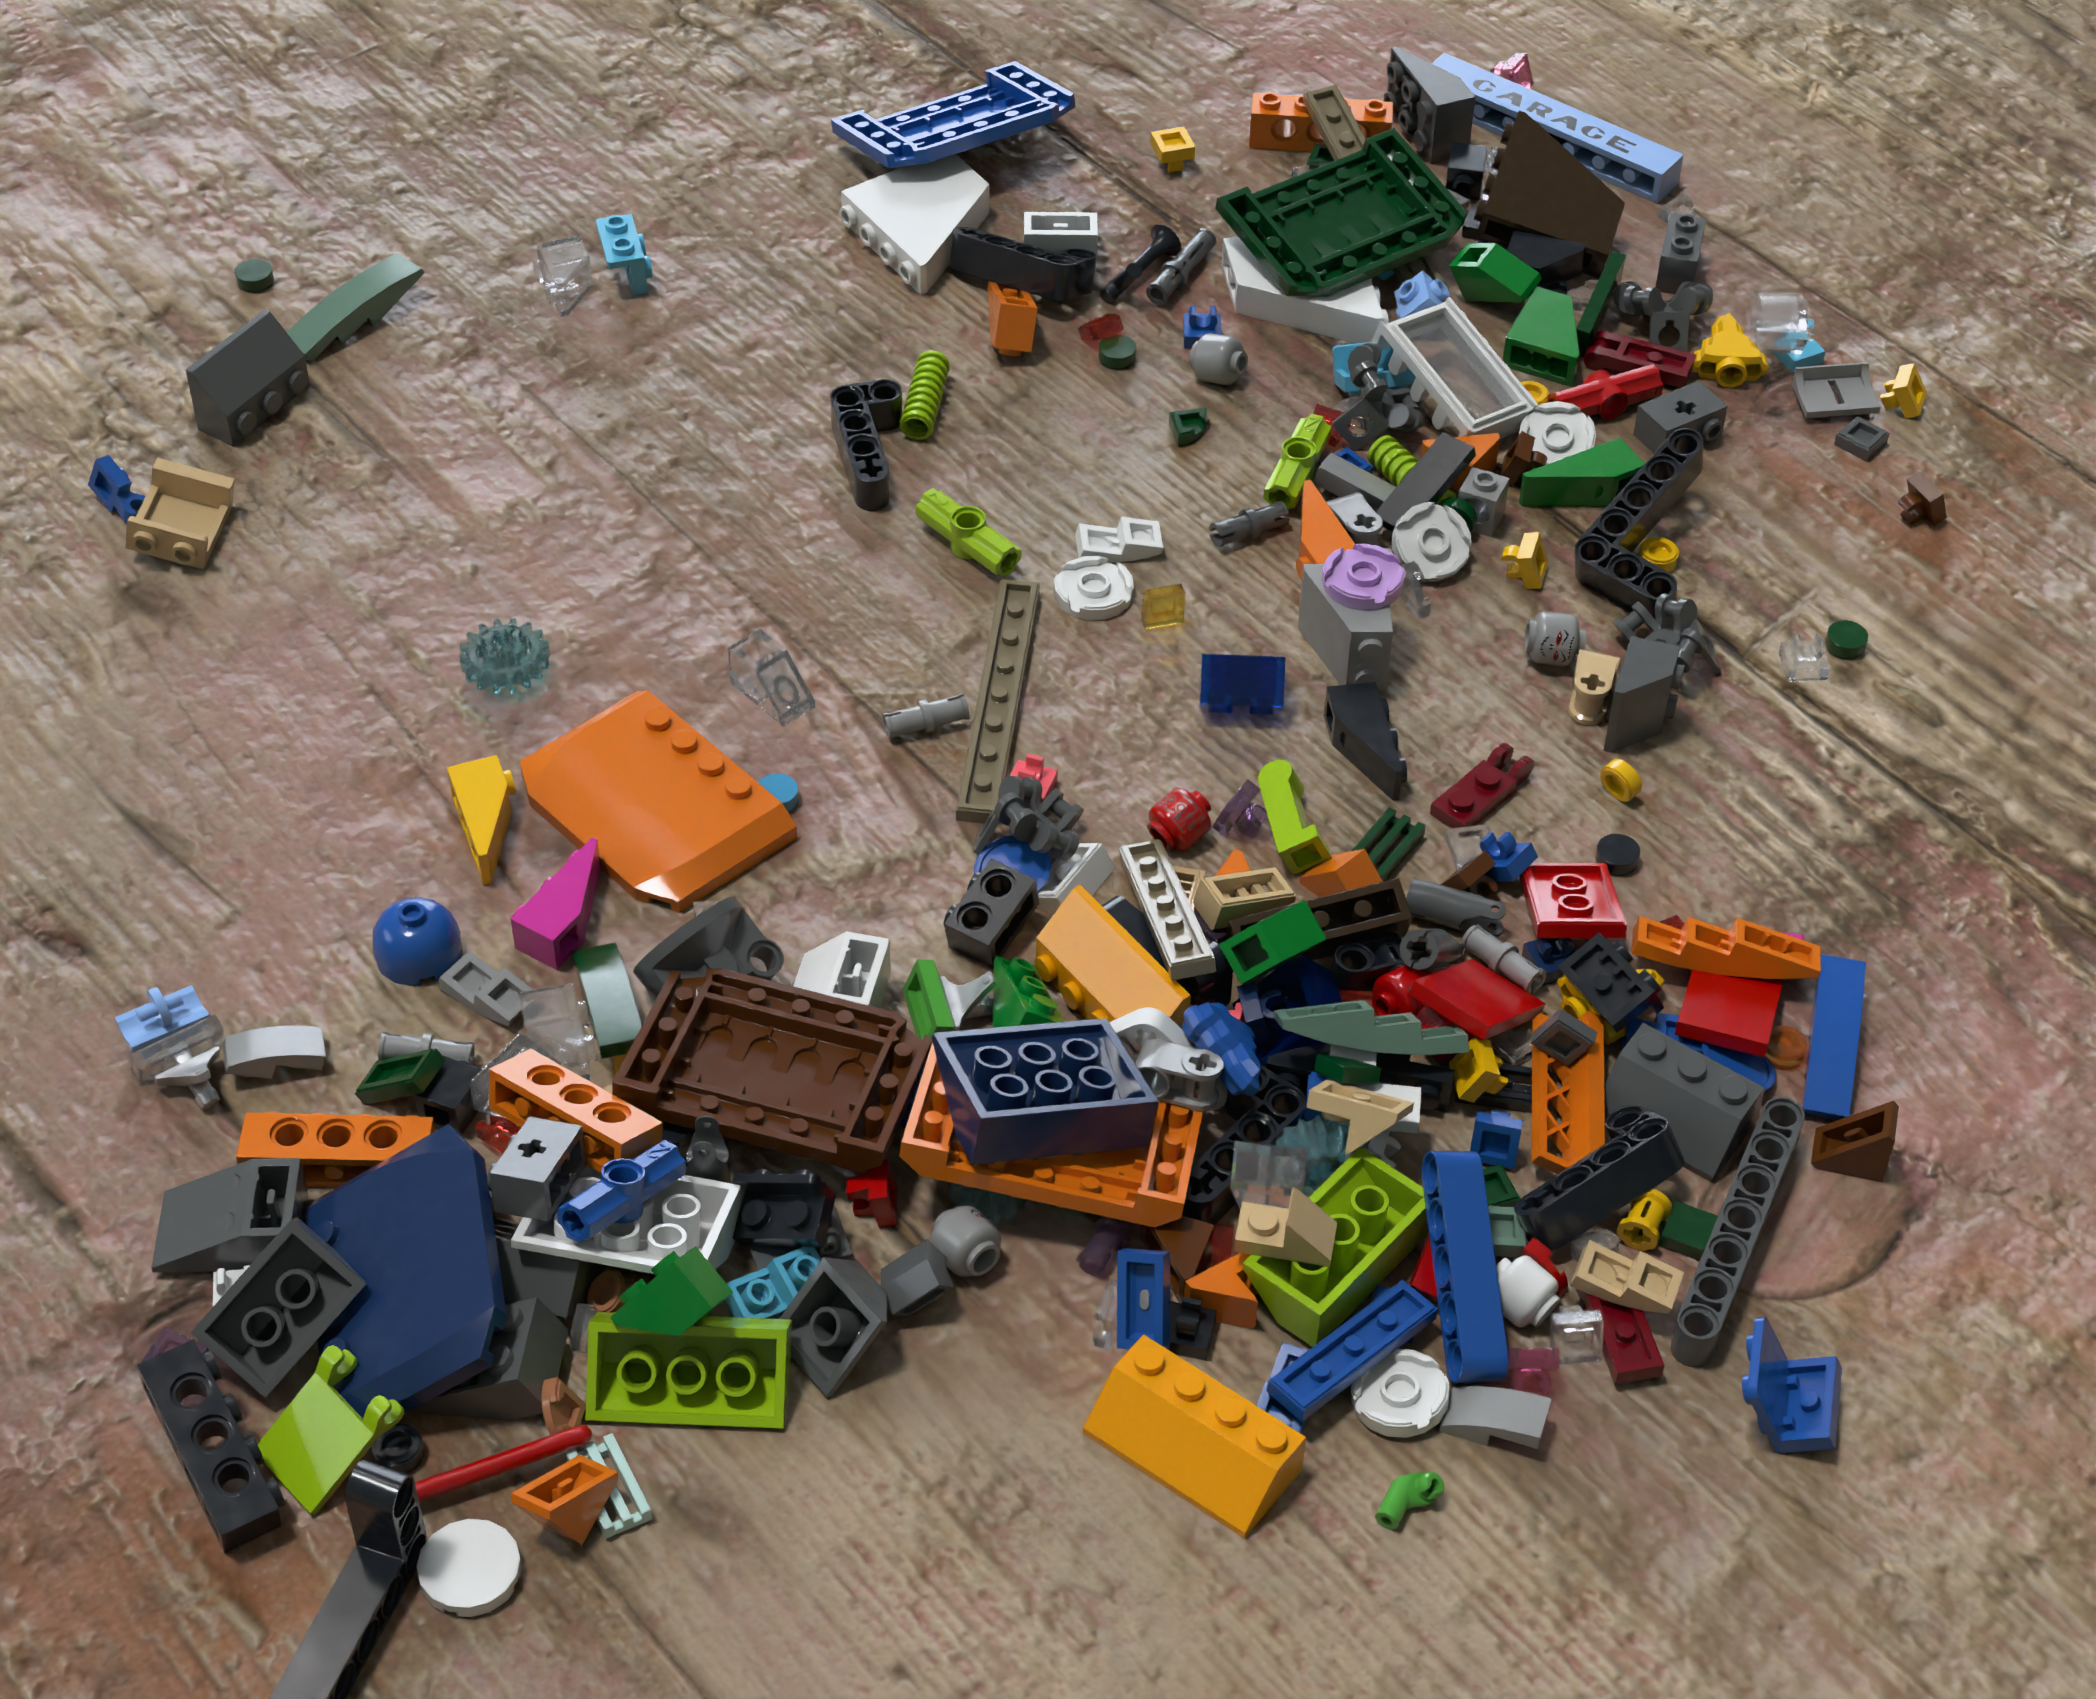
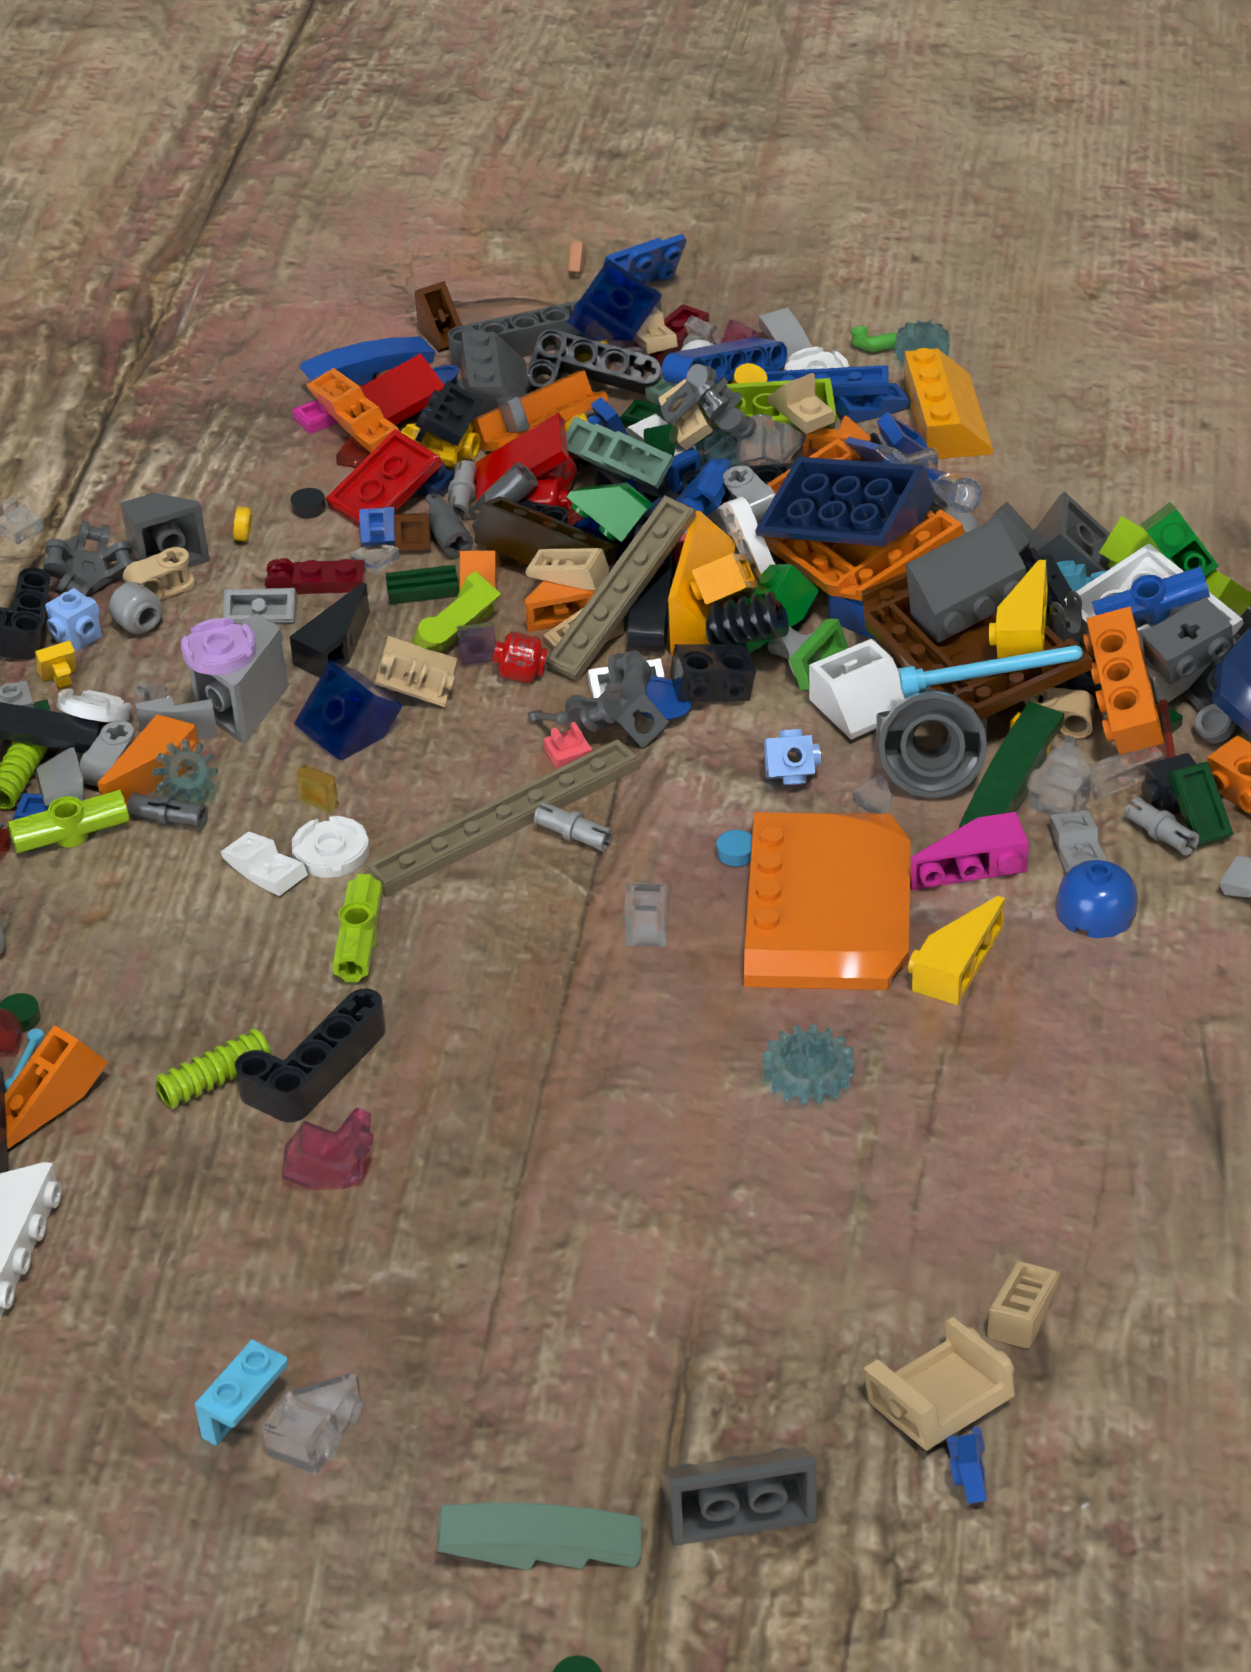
camera: 130 degrees left, 5 degrees down
(174, 588) = (1021, 1308): none -> tan slope
(719, 1078) = (1022, 616): none -> yellow slope
(758, 959) = (915, 680): none -> medium azure piece
(764, 391) = (326, 1158): none -> clear pink brick
(813, 1074) = (963, 580): none -> dark grey slope
(818, 877) = (778, 764): none -> light blue brick
(998, 940) = (747, 620): none -> black piece
(1050, 1208) = (950, 490): none -> clear door
(1070, 960) = (723, 579): none -> light orange slope
(1084, 351) = (34, 1038): none -> medium azure hinge
(1100, 796) = (561, 718): none -> dark grey hinge
(1188, 425) = (74, 920): dark green tile -> none
(1244, 745) = (416, 671): none -> tan hinge
(1268, 535) = (185, 758): none -> clear light blue gear
(1336, 1517) = (921, 336): none -> clear light blue gear
(1339, 1125) = (714, 398): none -> dark grey piece
(1409, 1265) = (749, 373): none -> yellow tile
(1481, 732) = (273, 604): none -> light grey slope
(1582, 594) = (74, 619): none -> light blue brick
(1668, 1231) = (614, 305): none -> clear blue slope
(1887, 1363) = (577, 257): none -> nougat tile

